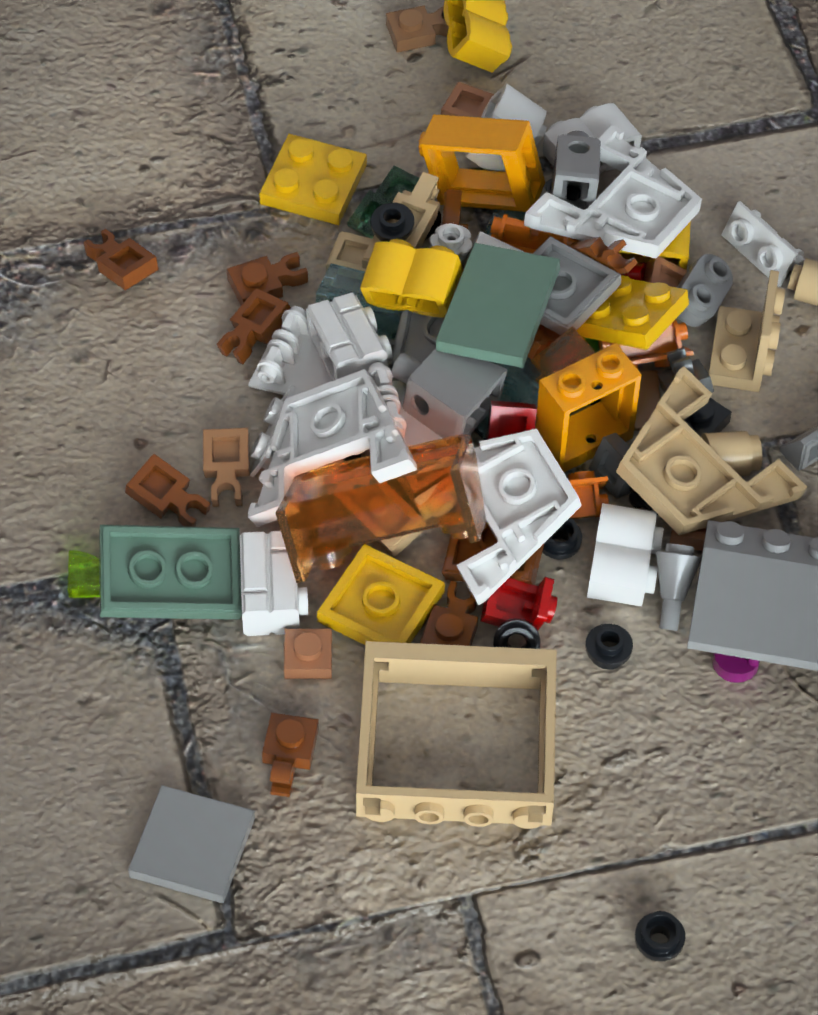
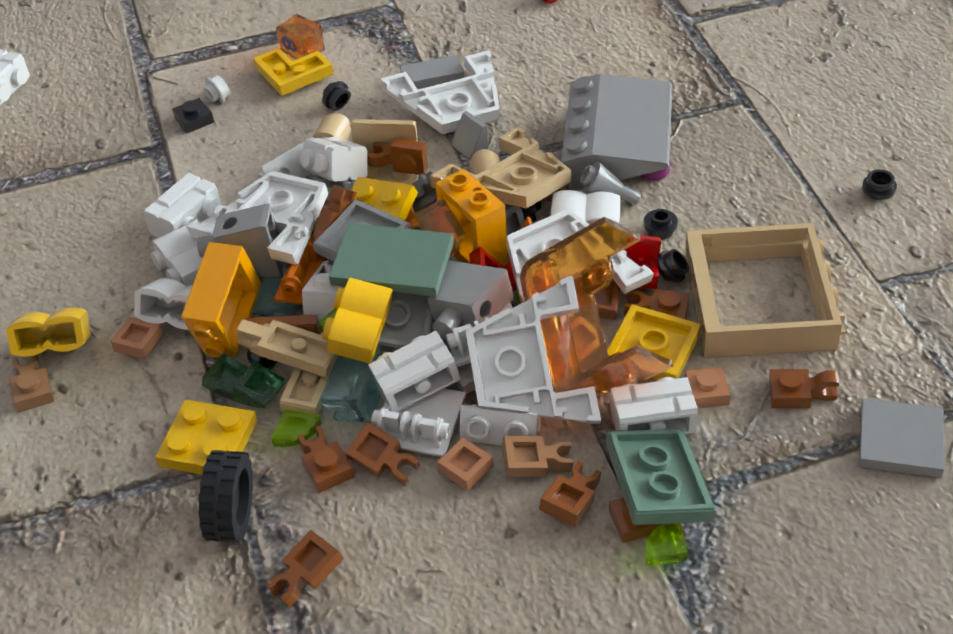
camera: 90 degrees left, 10 degrees down
(206, 159) = (225, 496): none -> black tyre
(228, 399) = (465, 464): none -> nougat plate
(314, 253) = (292, 424): none -> clear neon green tile
(388, 231) = (296, 341): black plate -> none
(453, 237) = (309, 311): white plate -> none
(683, 135) = (181, 205): none -> white brick
(735, 349) = (404, 154): none -> dark orange plate
(741, 273) = (334, 158): none -> white brick

